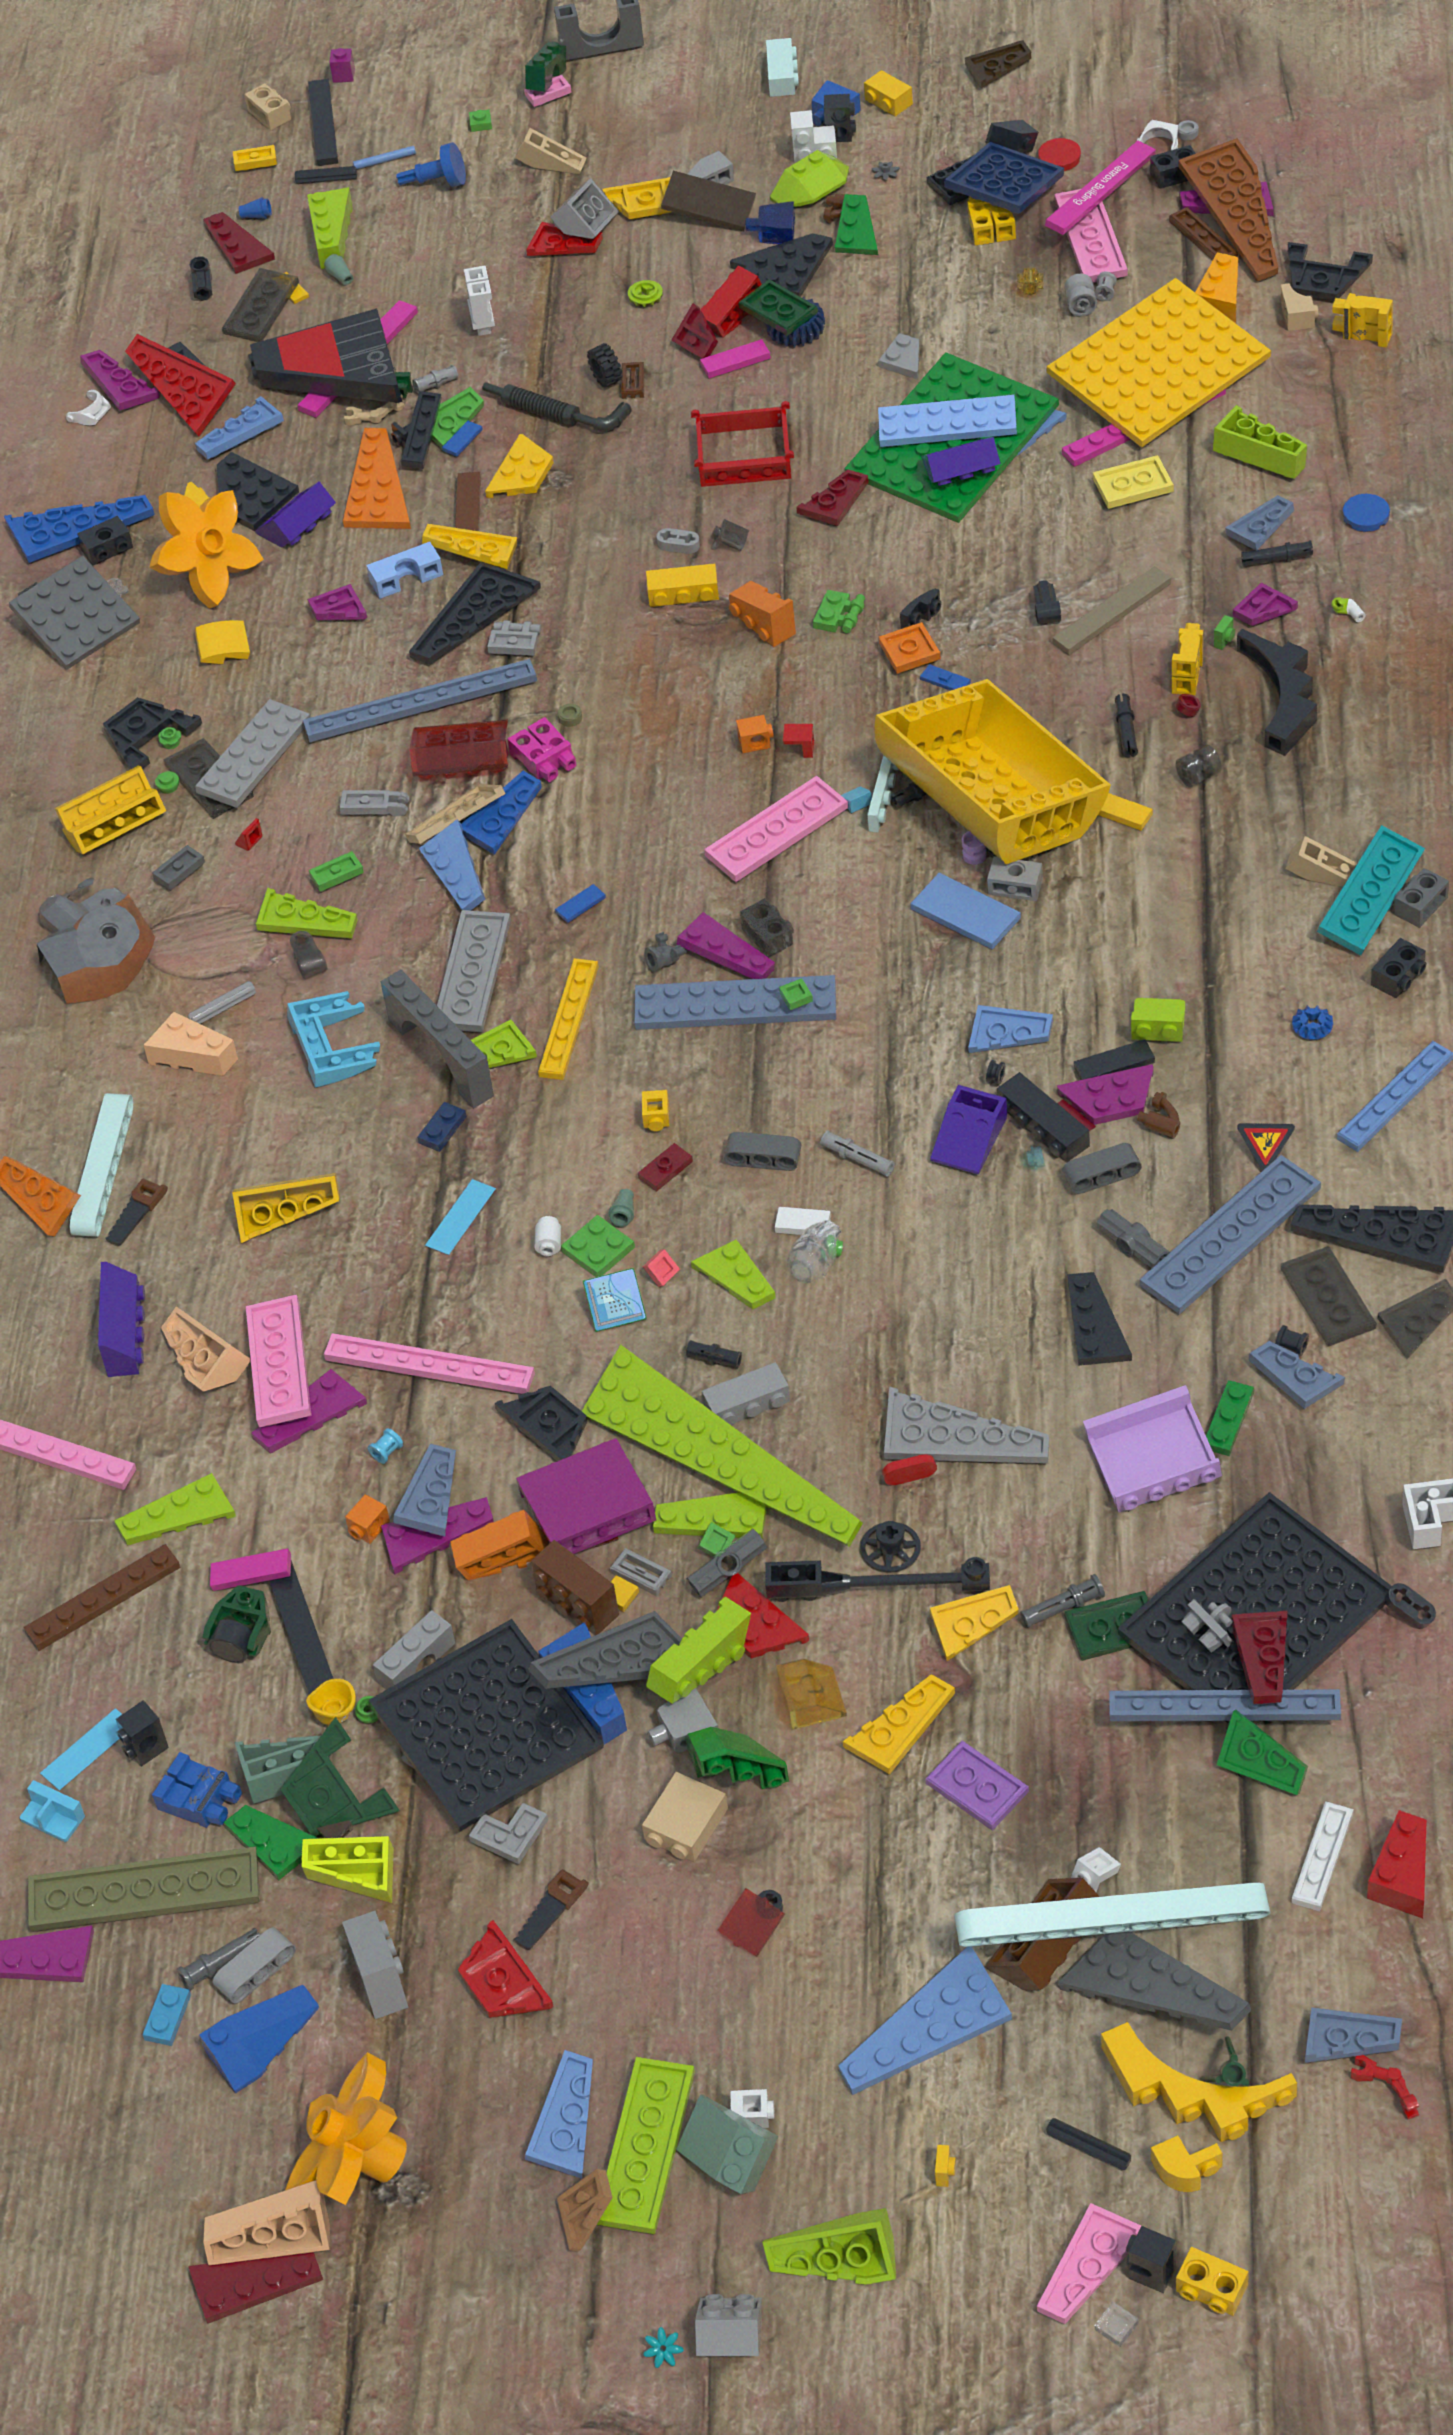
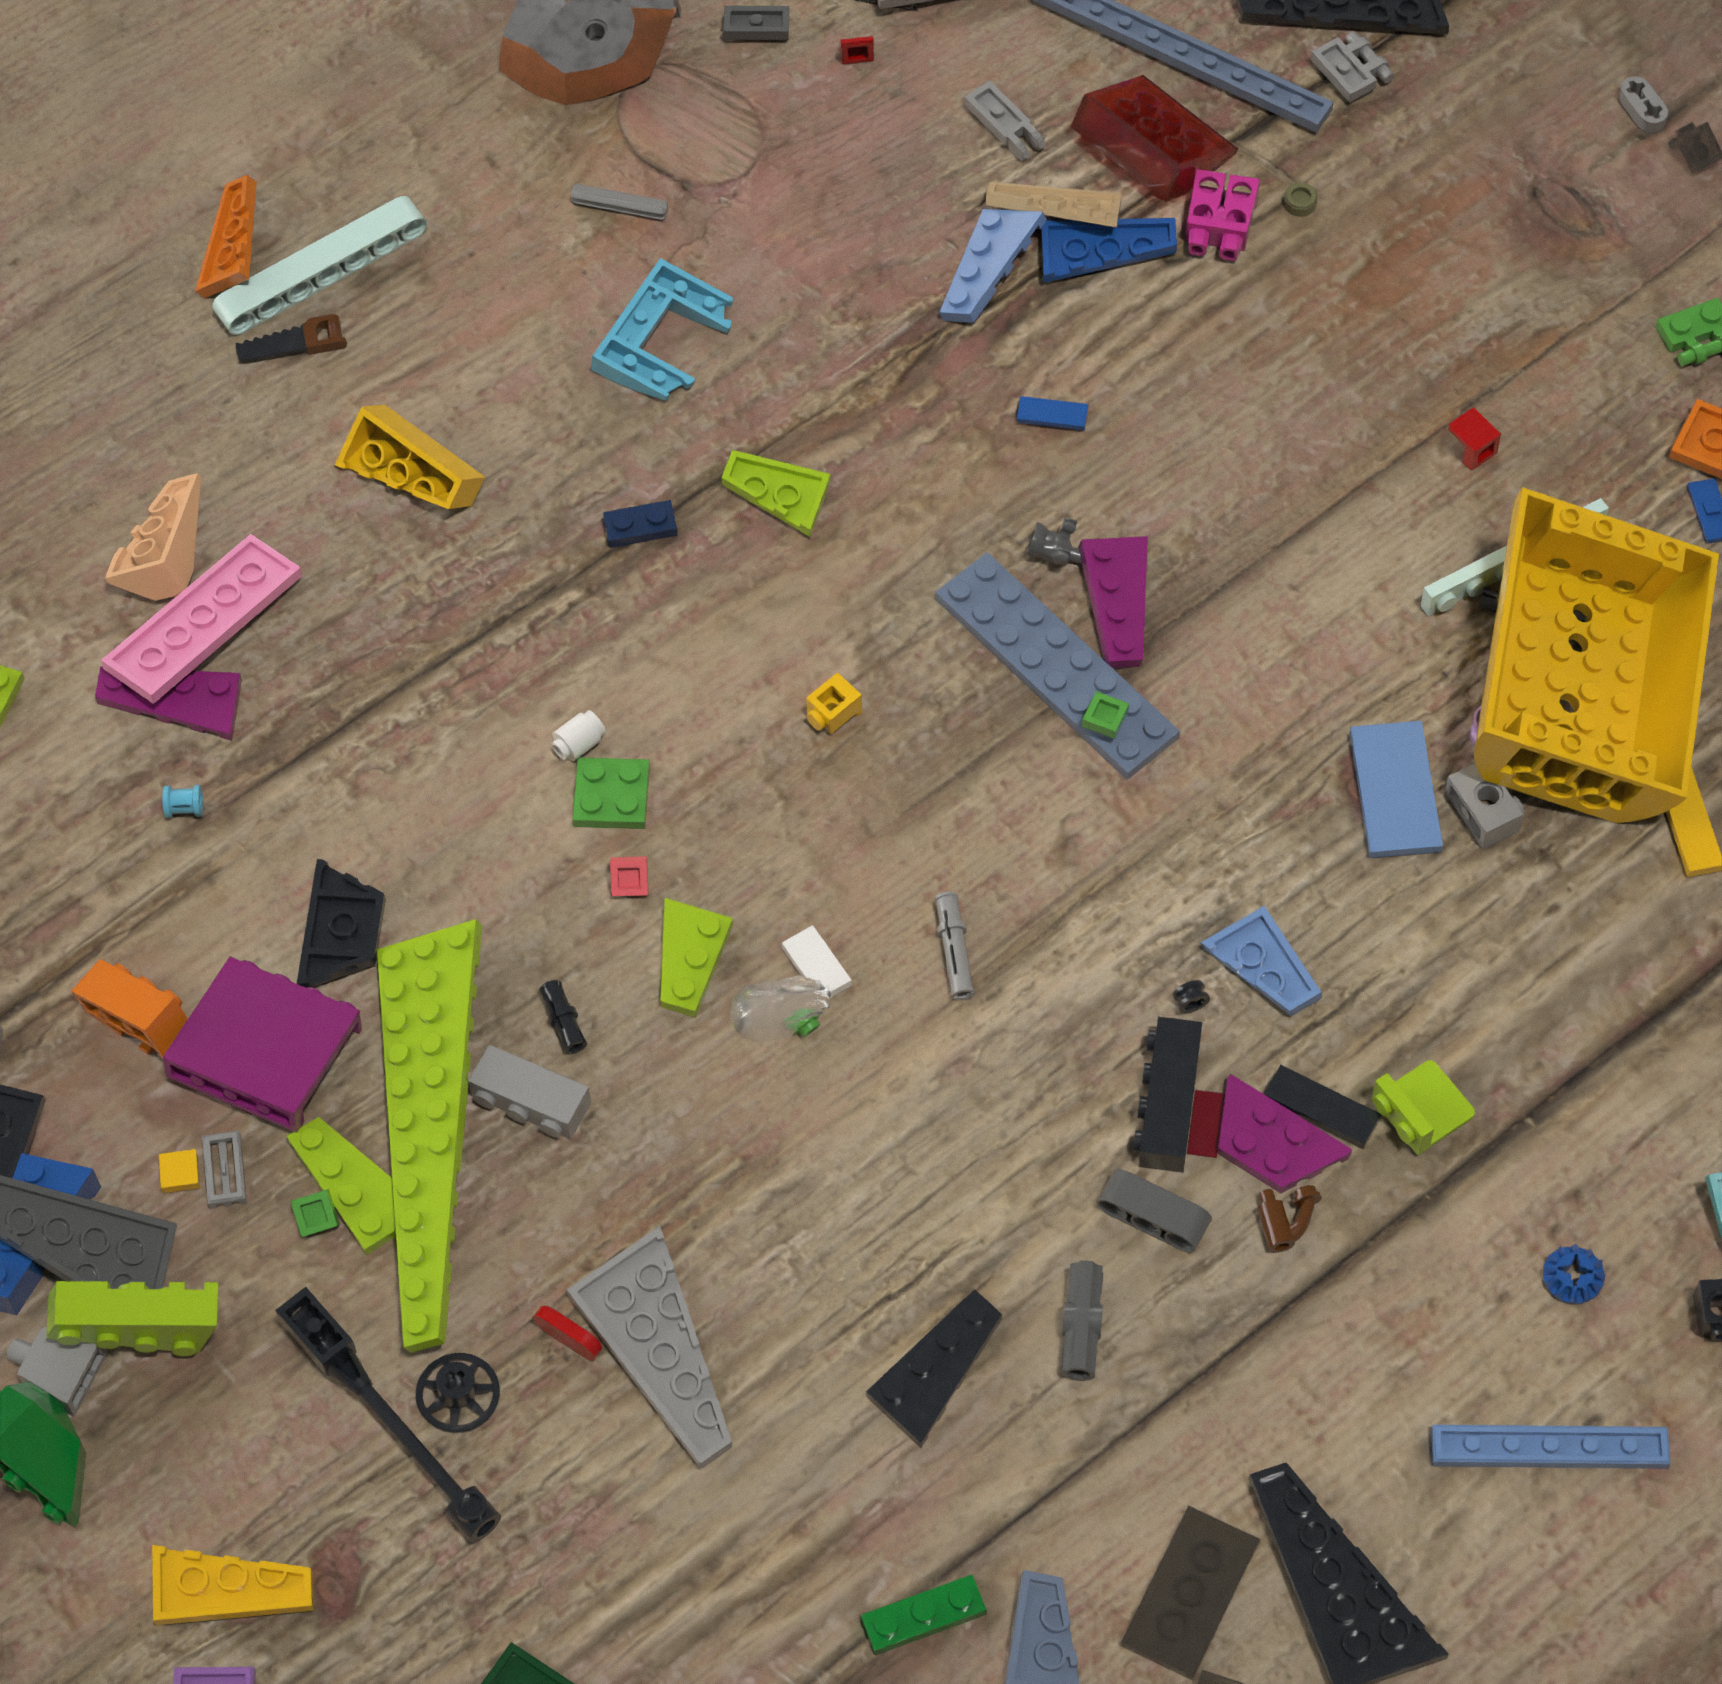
camera: 45 degrees right, 10 degrees up
(120, 1321) = (131, 437): dark purple slope -> none
(190, 1045) = (532, 218): light nougat wedge -> none
(292, 915) = (791, 175): lime wing -> none
(307, 955) = (745, 224): clear smoke piece -> none
(336, 871) = (881, 161): bright green plate -> none
(366, 1519) = (75, 858): orange brick -> none
(411, 1007) = (742, 375): dark grey arch -> none
(412, 1545) = (107, 926): magenta wing -> none
(429, 1363) = (322, 759): bright pink plate -> none
(429, 1492) = (144, 891): sand blue wing -> none
(460, 1217) = (542, 634): medium azure sticker -> none
(473, 968) = (865, 387): light grey plate -> none
(568, 1019) = (888, 525): yellow tile -> none
(574, 1588) = (132, 1124): reddish brown brick -> none
(614, 1299) = (546, 865): piece -> none
(622, 1210) = (676, 777): sand green cone -> none
(665, 1167) = (772, 773): dark red plate -> none
(682, 585) = (1580, 158): yellow brick -> none
(713, 1574) = (312, 1247): dark grey piece -> none
(754, 734) = (1439, 389): orange brick -> none
(762, 1151) = (872, 850): dark grey beam -> none
(763, 612) = (1615, 263): orange wedge -> none
(766, 927) = (1177, 613): clear smoke brick -> none
(768, 1626) = (248, 1332): red wing -> none
(776, 828) = (1330, 514): bright pink plate -> none
(809, 1692) = (192, 1461): clear yellow slope -> none
(858, 798) = (1449, 557): medium azure slope -> none
(969, 1129) = (1081, 1033): dark purple slope -> none
(972, 1618) = (421, 1552): yellow wing -> none
(1035, 1157) = (1110, 1130): clear light blue plate -> none
(1077, 1599) = (535, 1637): dark grey pin -> none
(1151, 1449) = (802, 1569): lavender panel -> none
(1230, 1234) = (1184, 1418): sand blue plate -> none
(1265, 1140) = (1346, 1356): piece -> none
(1292, 1340) = (1086, 1602): black bush -> none

